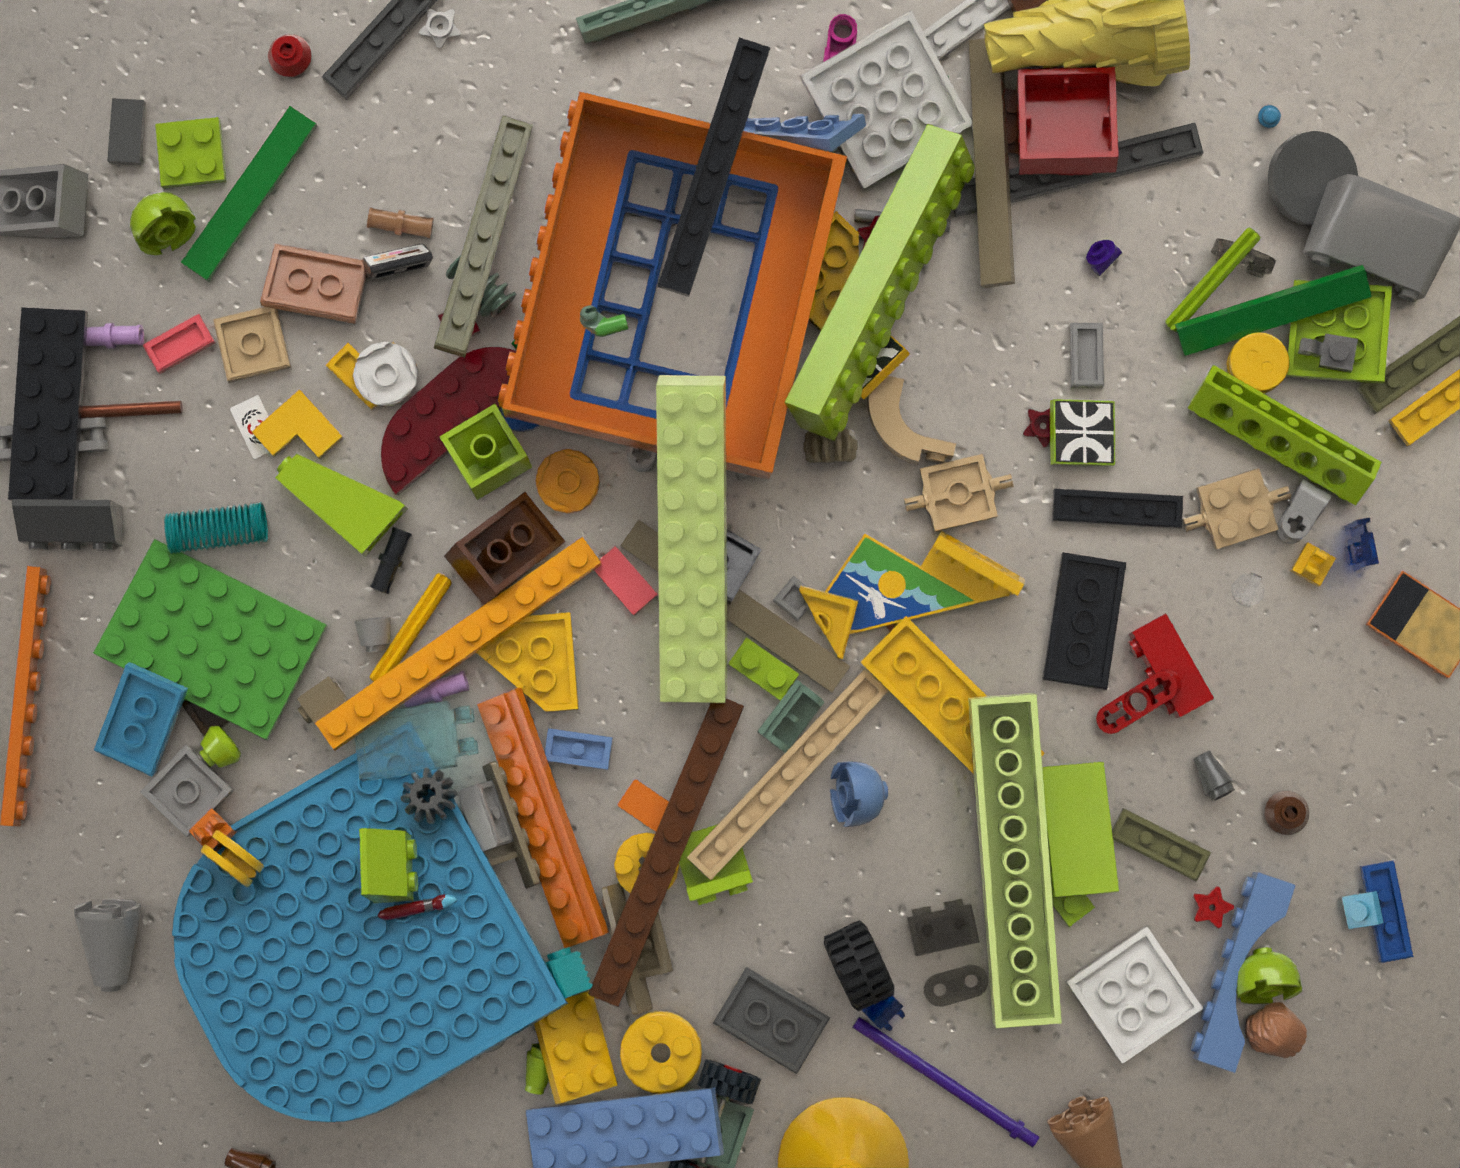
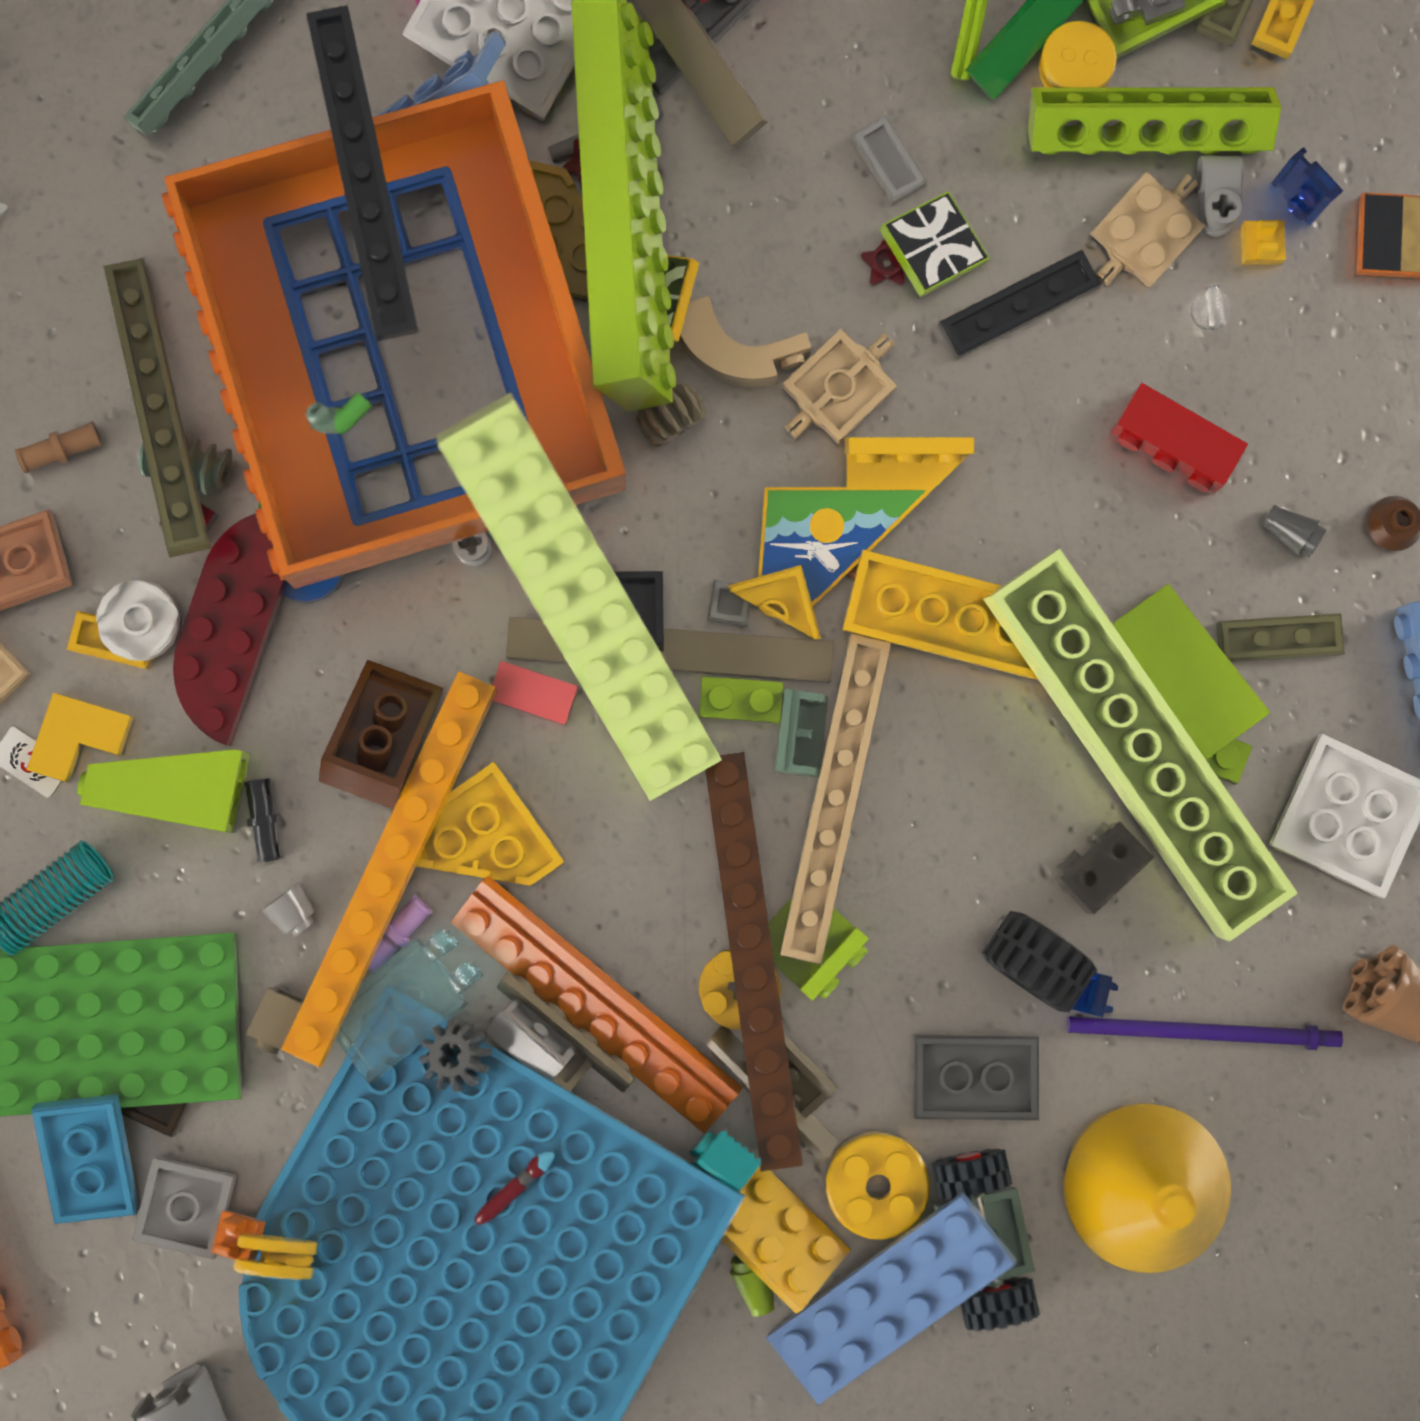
camera: 30 degrees left, 0 degrees up
(219, 748) = (192, 1139): lime cone -> none
(387, 865) = (453, 1162): lime slope -> none
(397, 261) = (80, 491): black slope -> none
(412, 626) = (329, 877): yellow axle -> none
(486, 451) = (298, 640): lime slope -> none
(567, 481) = (407, 621): light orange tile -> none
(578, 748) = (590, 905): medium blue plate -> none
(644, 804) = (698, 924): orange sticker -> none
(858, 793) = (924, 773): medium blue cylinder -> none
(955, 985) = (1154, 923): clear smoke plate -> none
(1084, 621) = (1056, 445): black tile -> none
(1102, 255) = (842, 44): dark purple plate -> none
(1141, 688) = (1165, 526): red beam -> none
(1221, 907) = (1367, 677): red plate -> none

